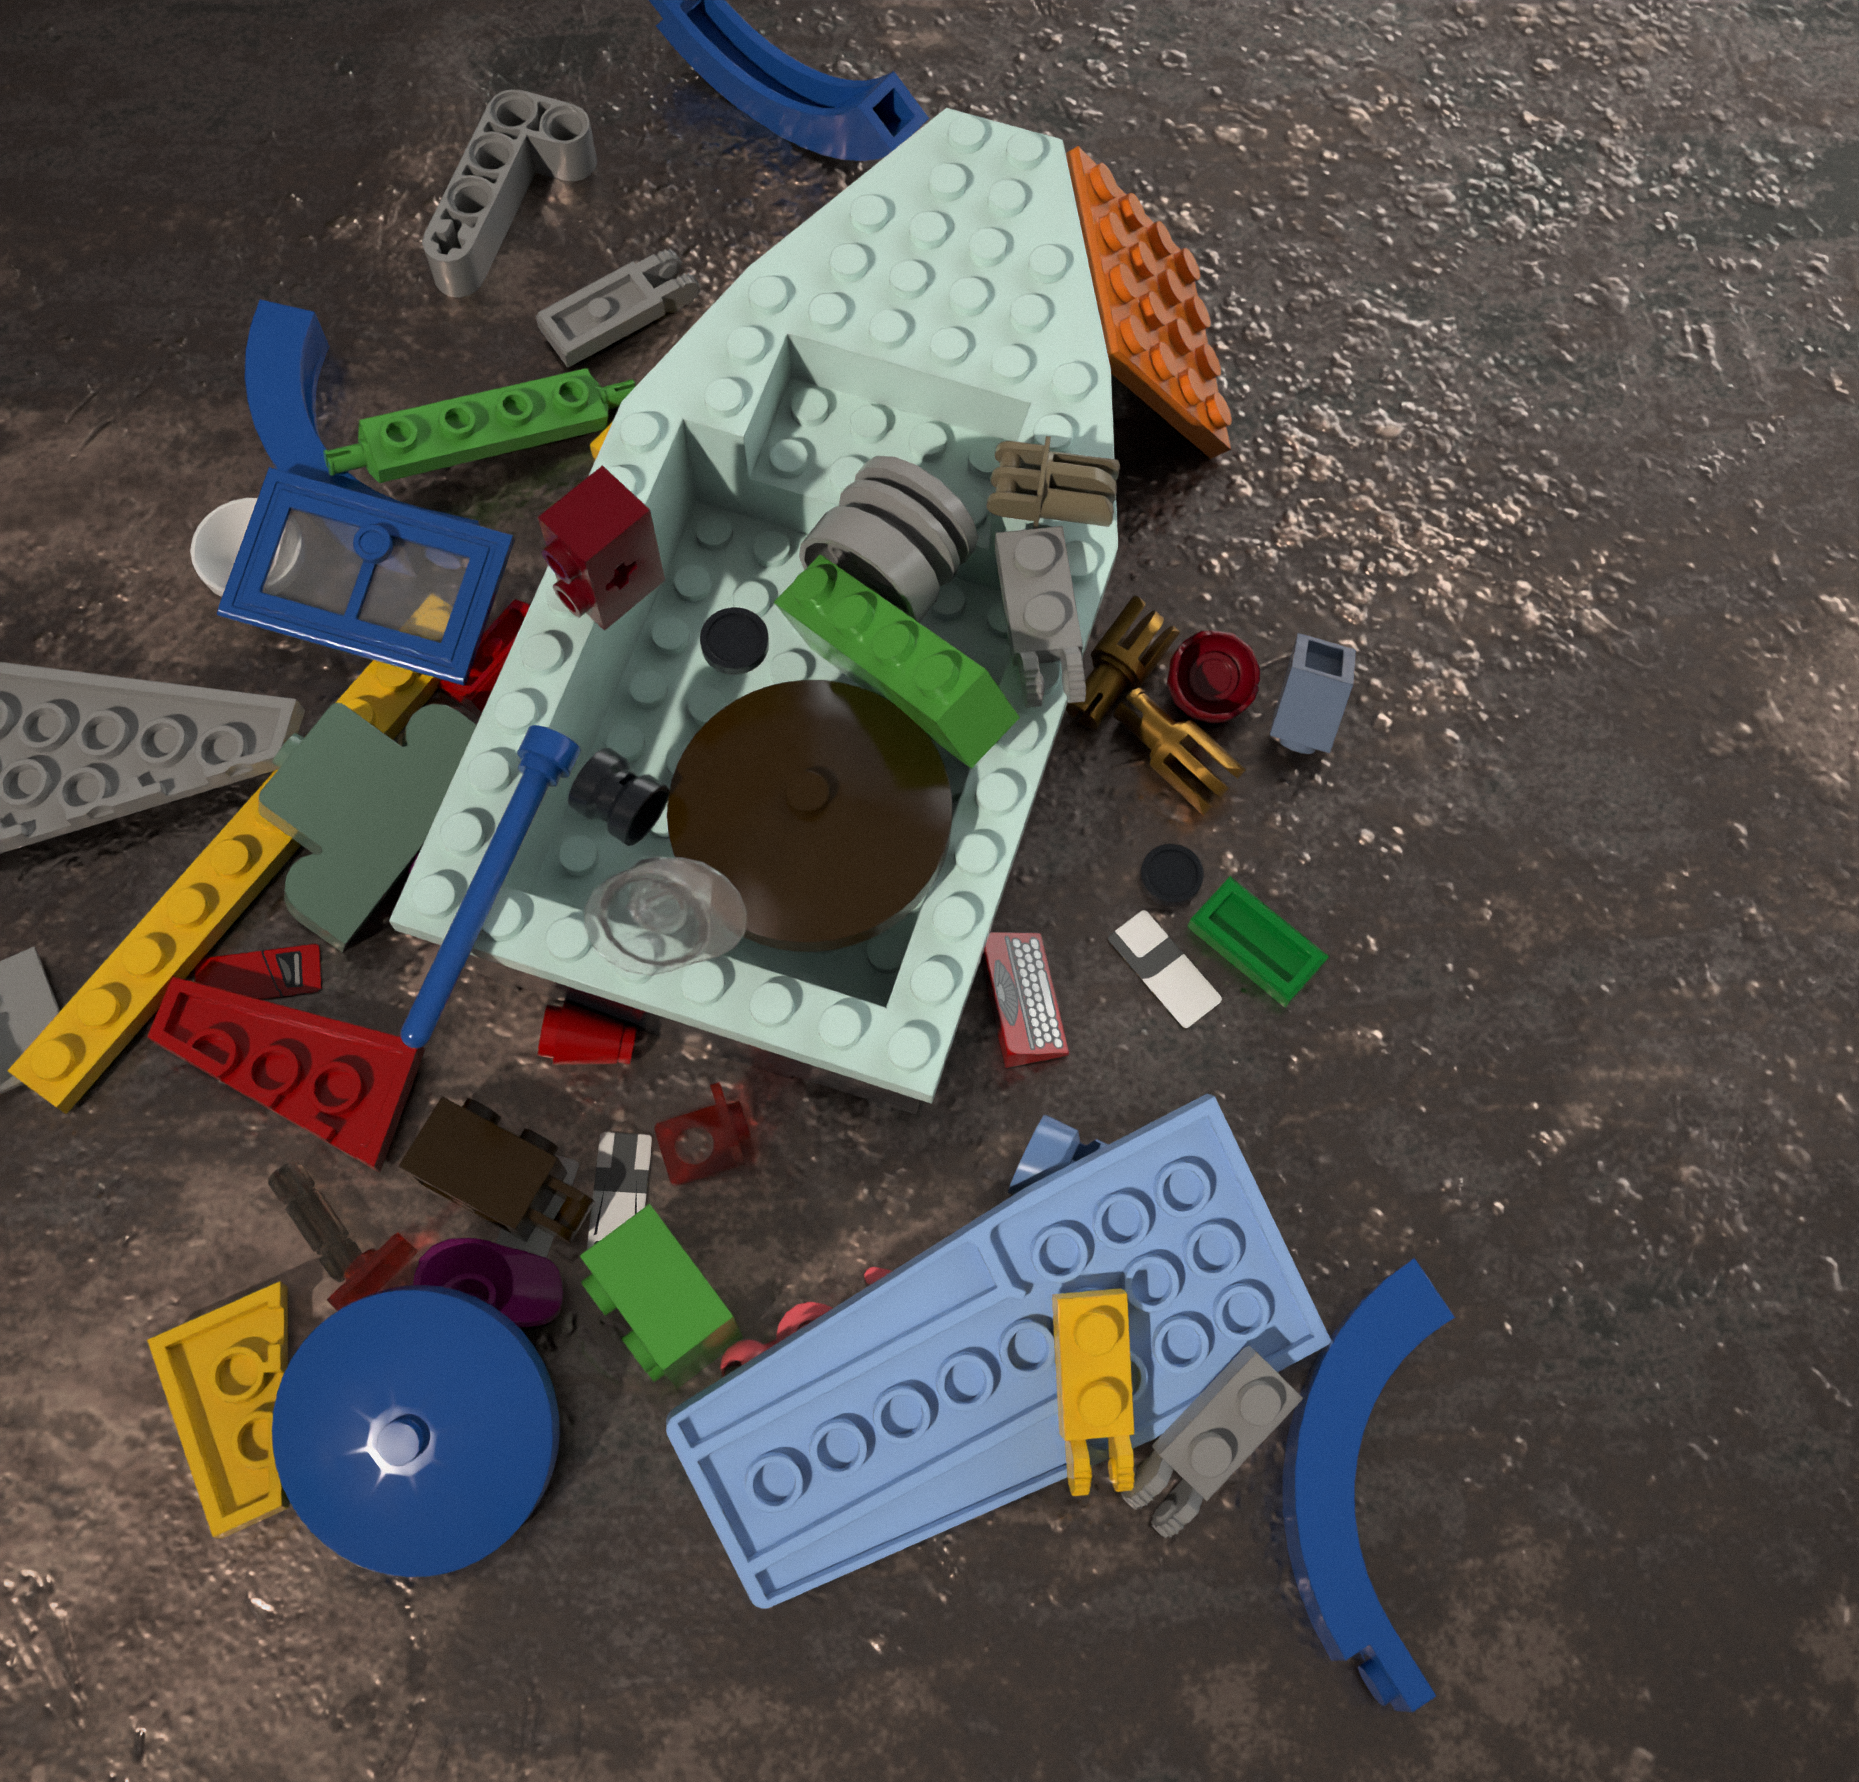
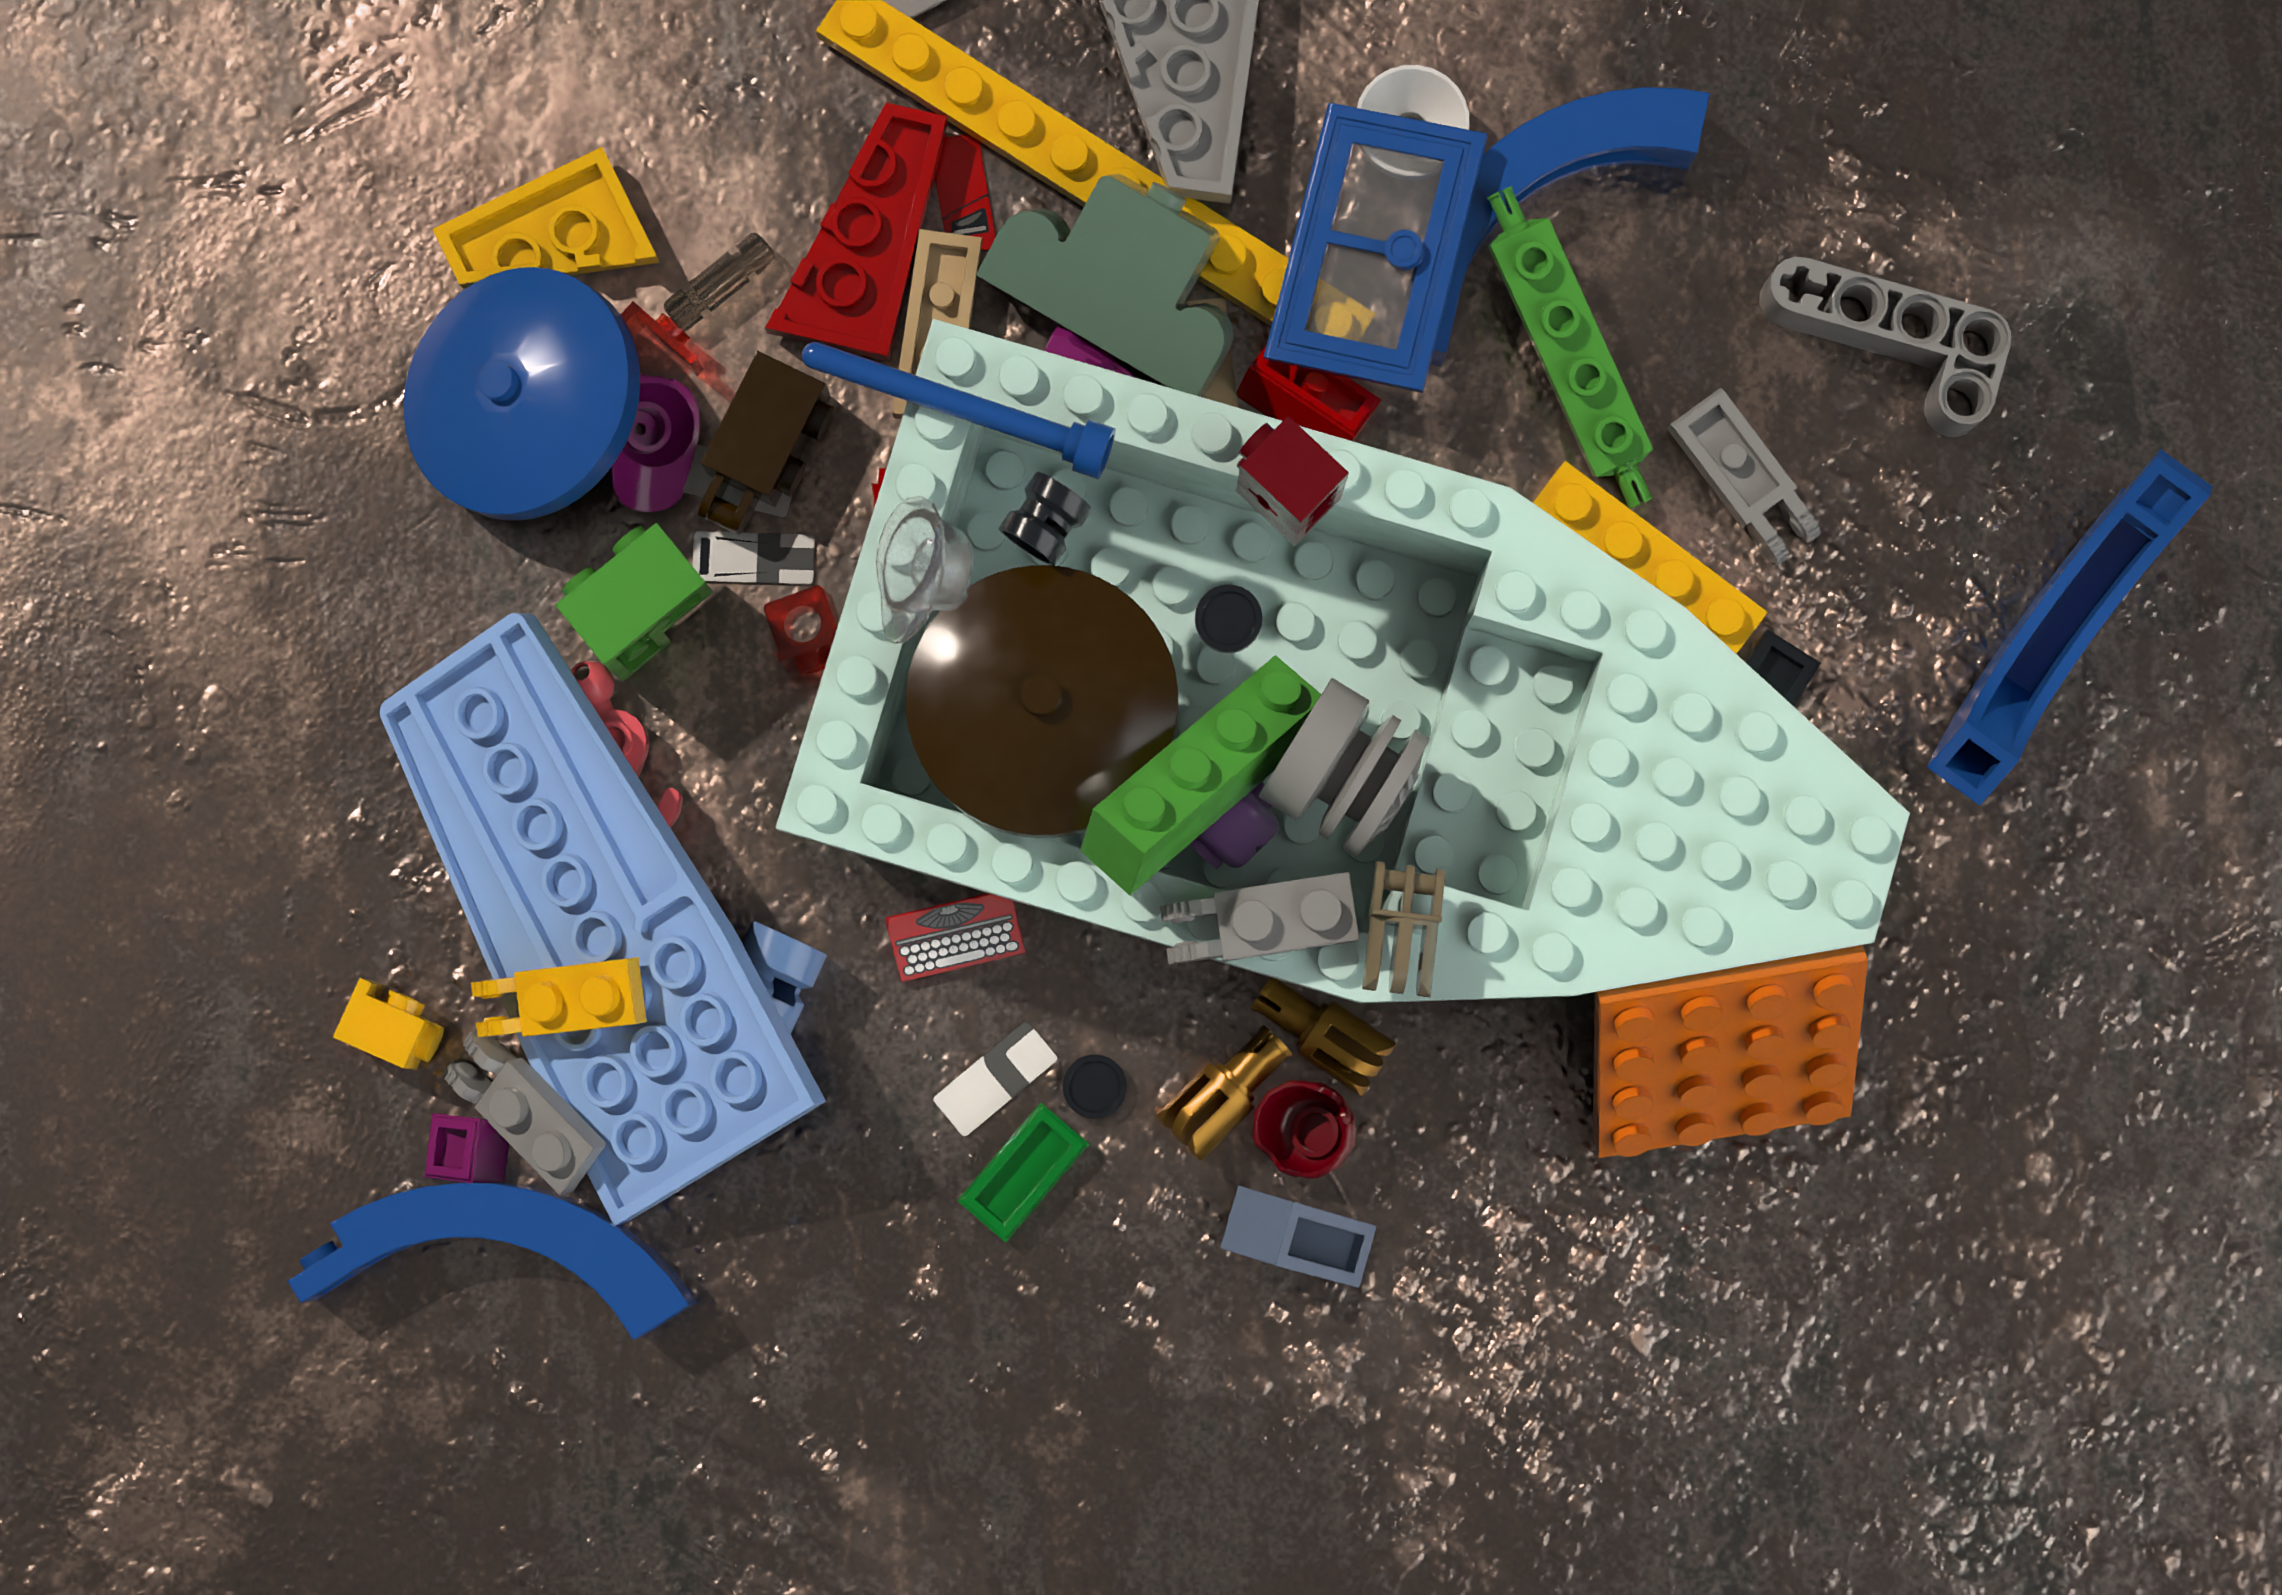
camera: 90 degrees right, 15 degrees up
(383, 990) = (940, 290): none -> tan plate
(1120, 1596) = (388, 1026): none -> yellow brick
(1250, 1517) = (465, 1150): none -> magenta slope

